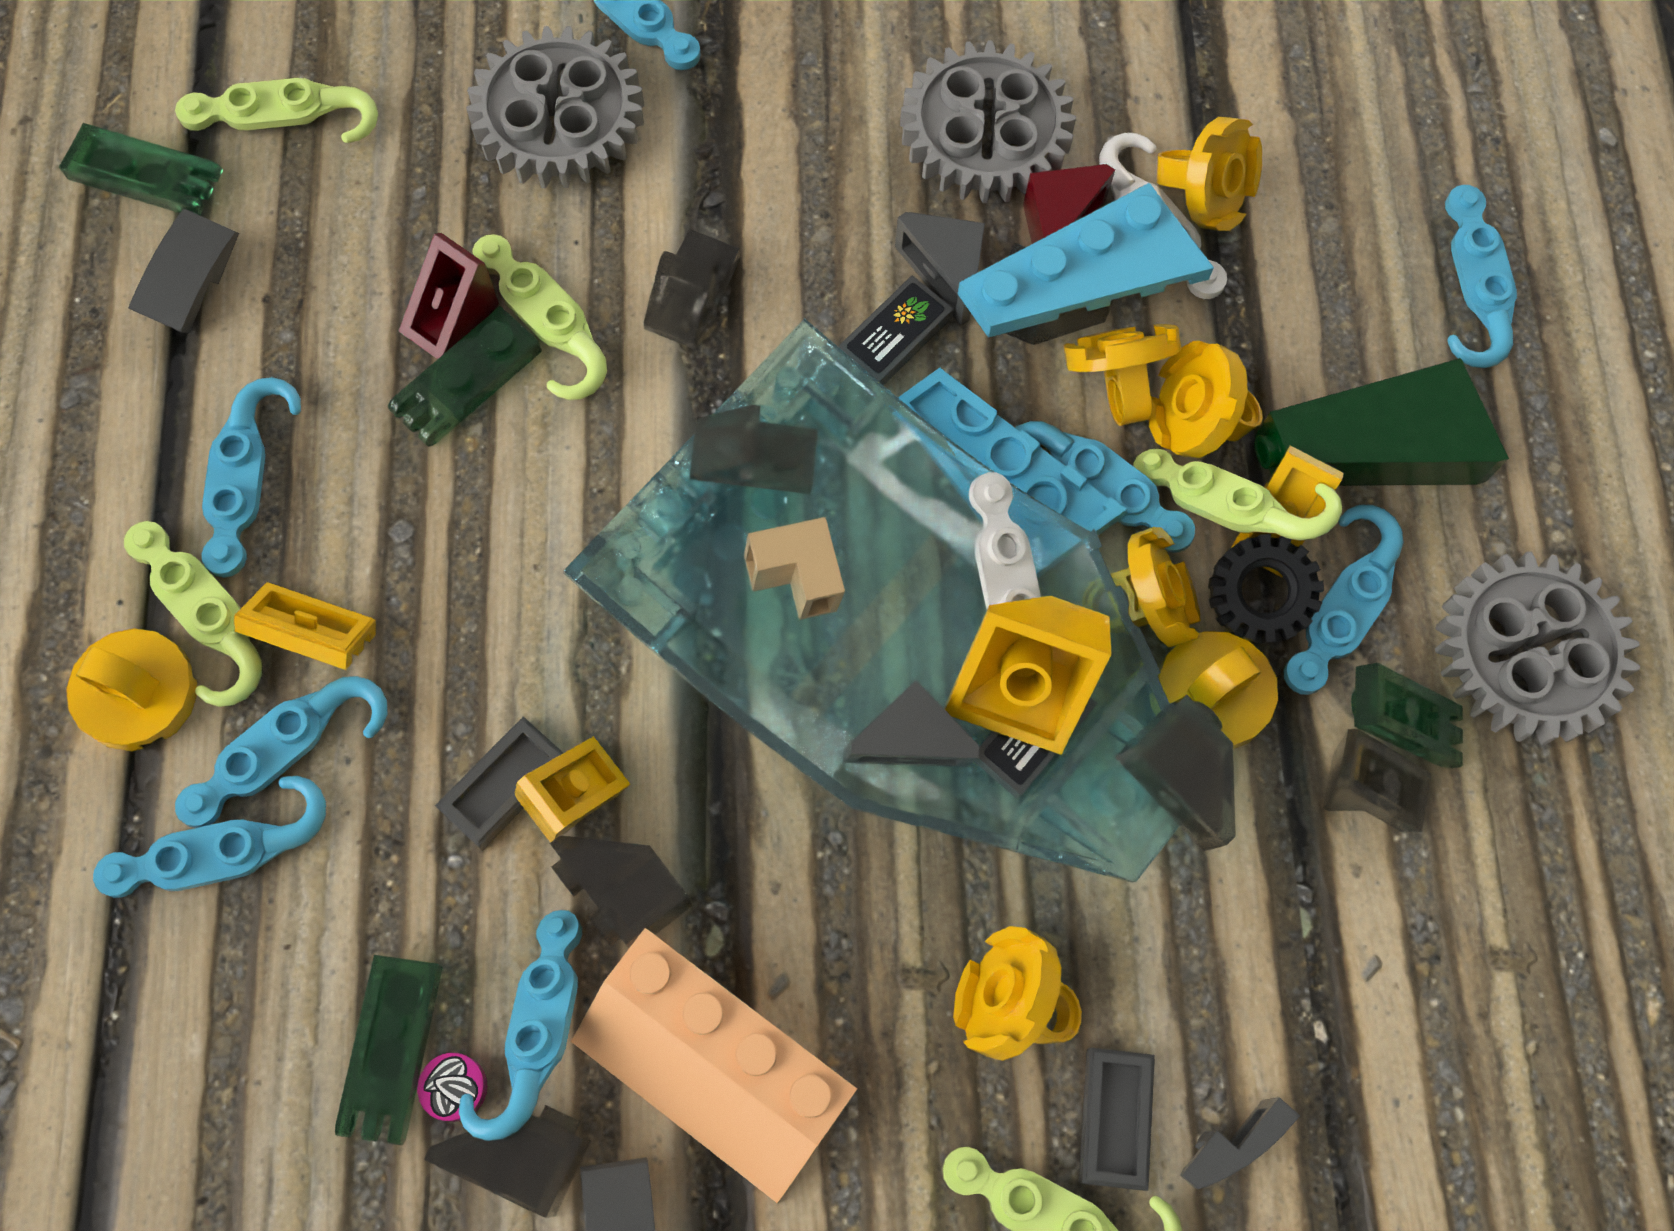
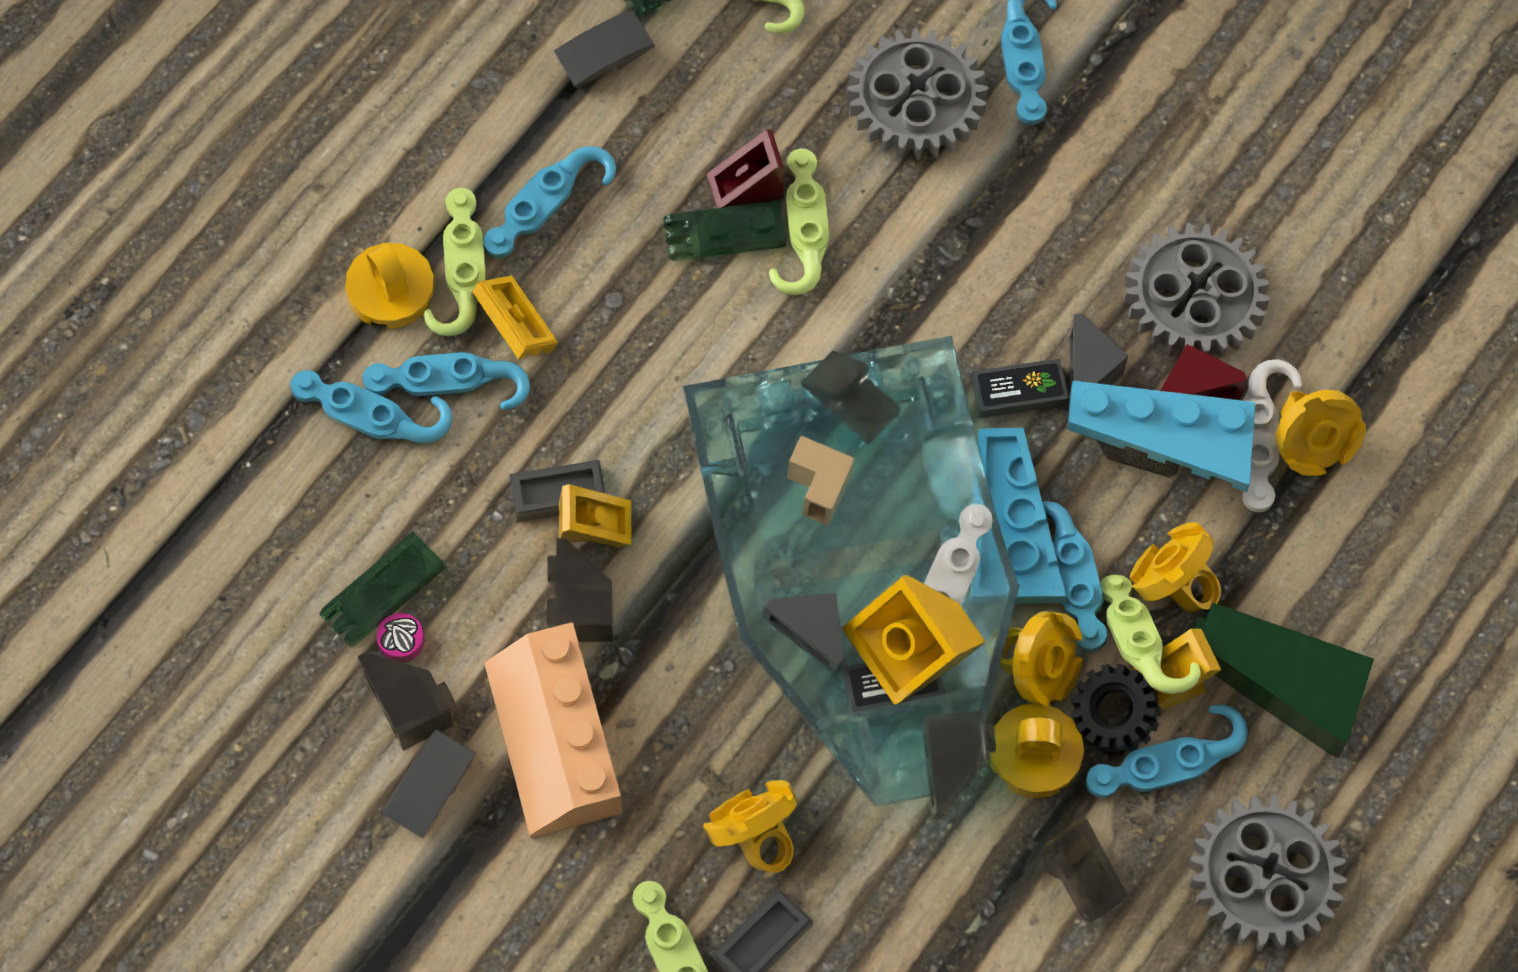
camera: 40 degrees right, 5 degrees down
(536, 1027) = (473, 633): medium azure piece -> none
(689, 287) = (910, 269): clear smoke slope -> none
(1123, 359) = (1148, 501): yellow tile -> none
(1407, 715) = (1135, 844): clear green hinge -> none
(1483, 276) = (1456, 625): medium azure piece -> none

